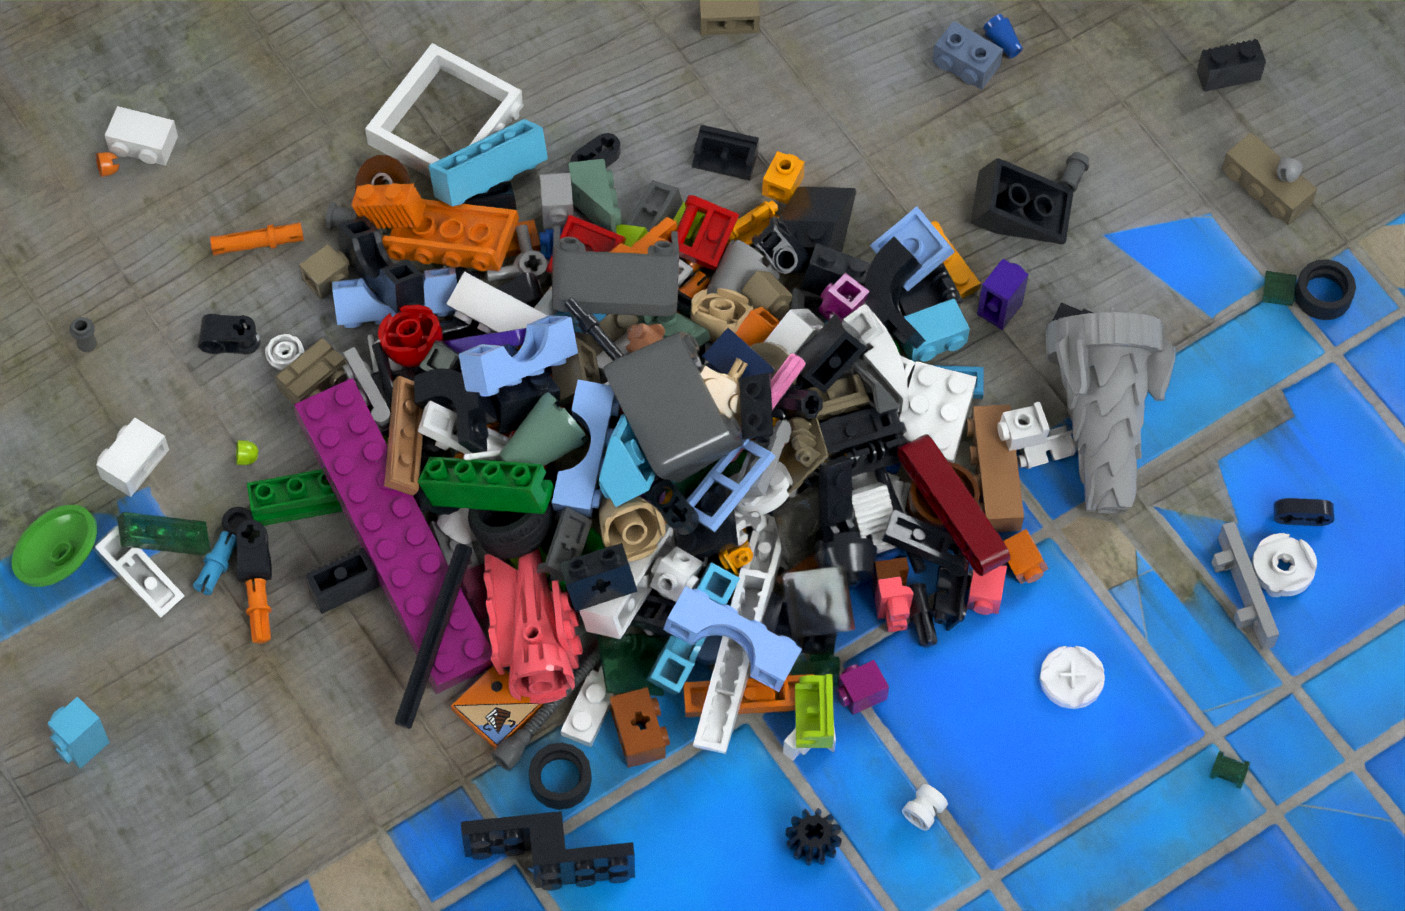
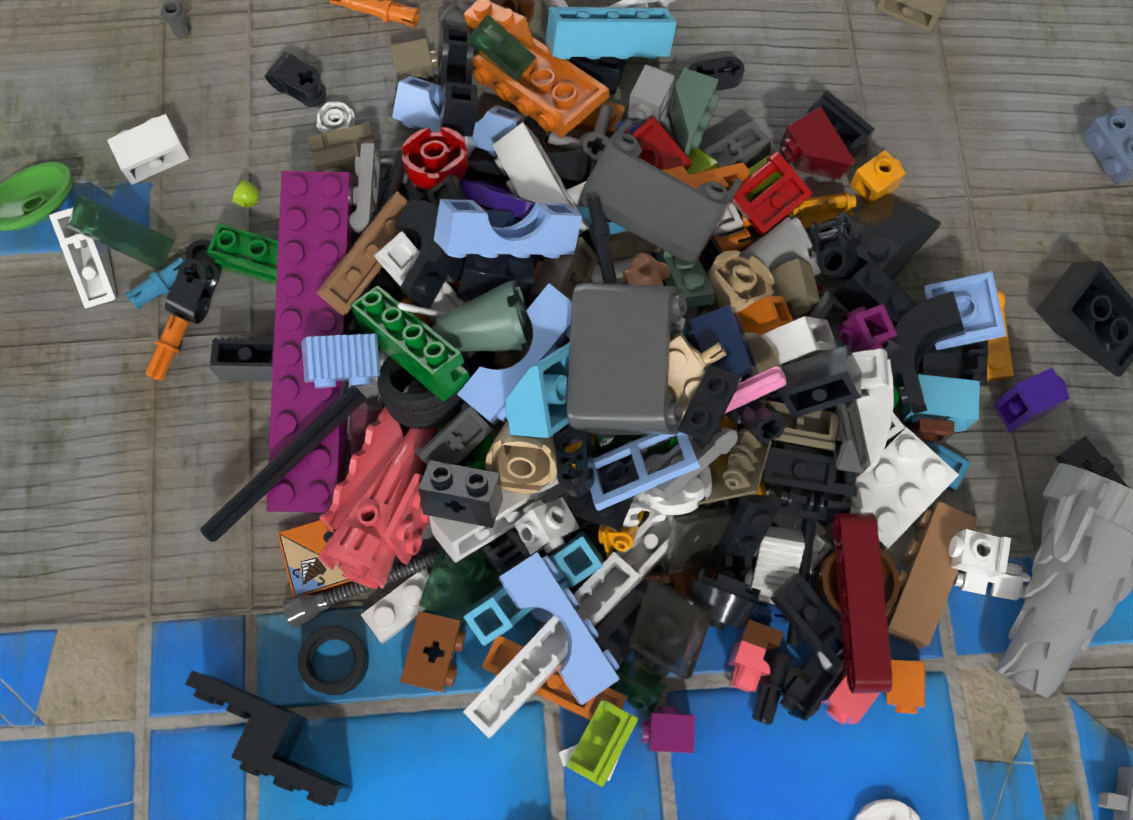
camera: 30 degrees right, 10 degrees up
(406, 220) = (500, 48): none -> clear green slope
(435, 527) = (340, 359): none -> light blue brick
(719, 176) = (816, 147): none -> dark red slope
(939, 354) = (933, 430): none -> copper tile

